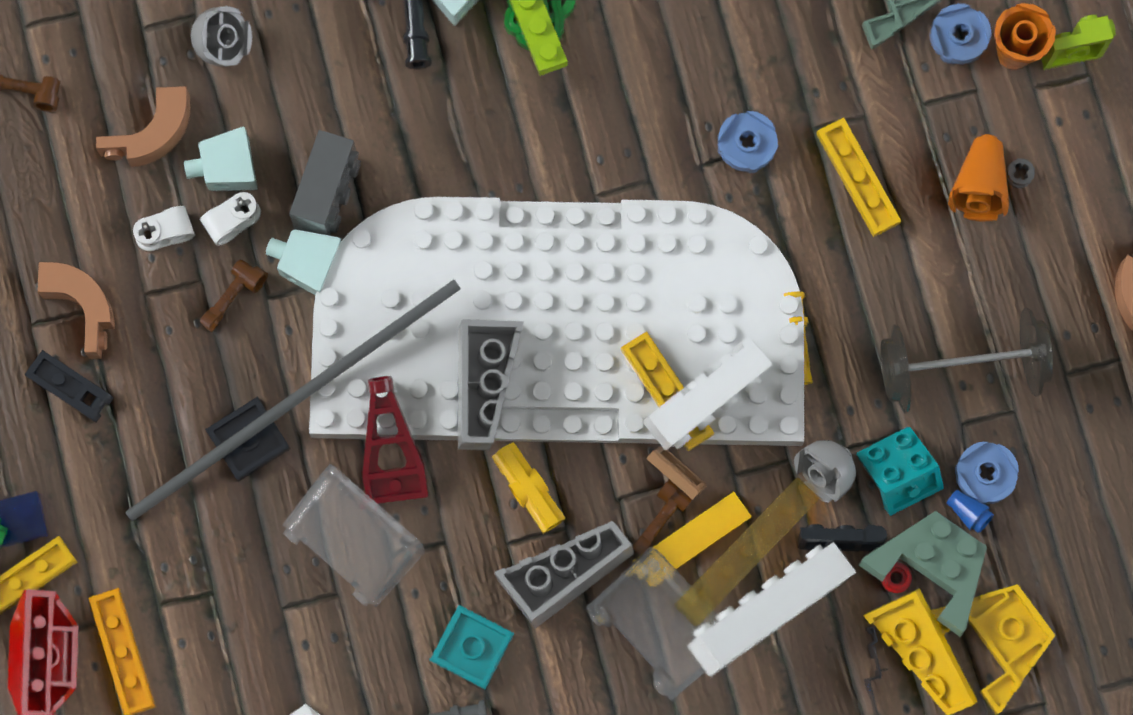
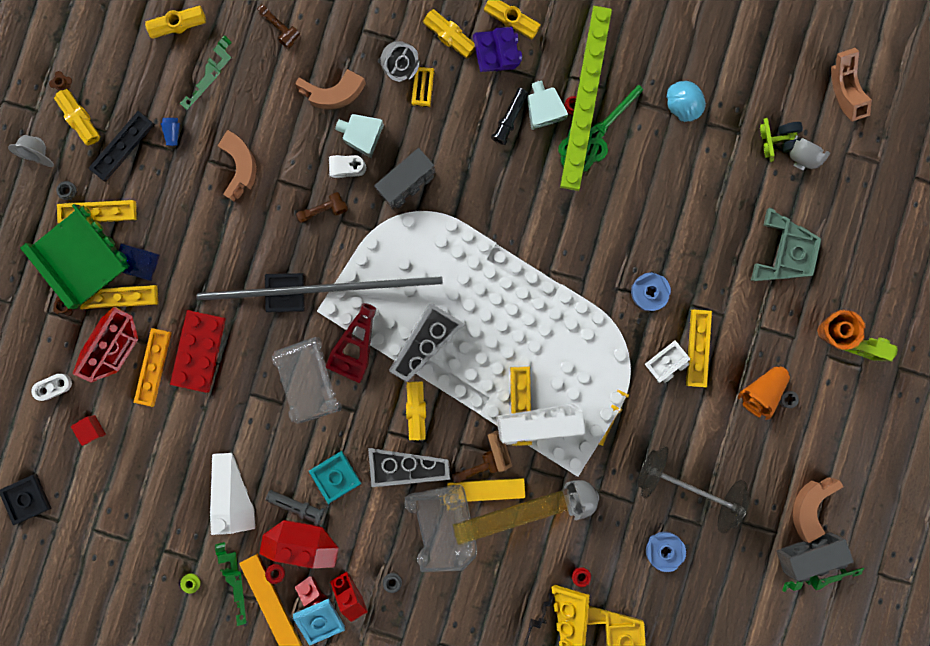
camera: 30 degrees right, 10 degrees up
(68, 385) = (206, 206): black plate -> none
(167, 228) = (309, 150): white piece -> none
(173, 591) = (197, 351): none -> red plate
(281, 76) = (421, 102): none -> yellow tile
(304, 258) = (372, 212): light aqua torso -> none
(770, 609) = (502, 560): white brick -> none
(827, 218) = (667, 362): none -> white bracket
(844, 537) = (566, 539): black hinge -> none
(901, 470) = (621, 521): teal bracket -> none
(941, 554) = (614, 584): sand green wing -> none
(951, 48) = (795, 306): medium blue plate -> none
(970, 511) = (643, 567): blue cone -> none

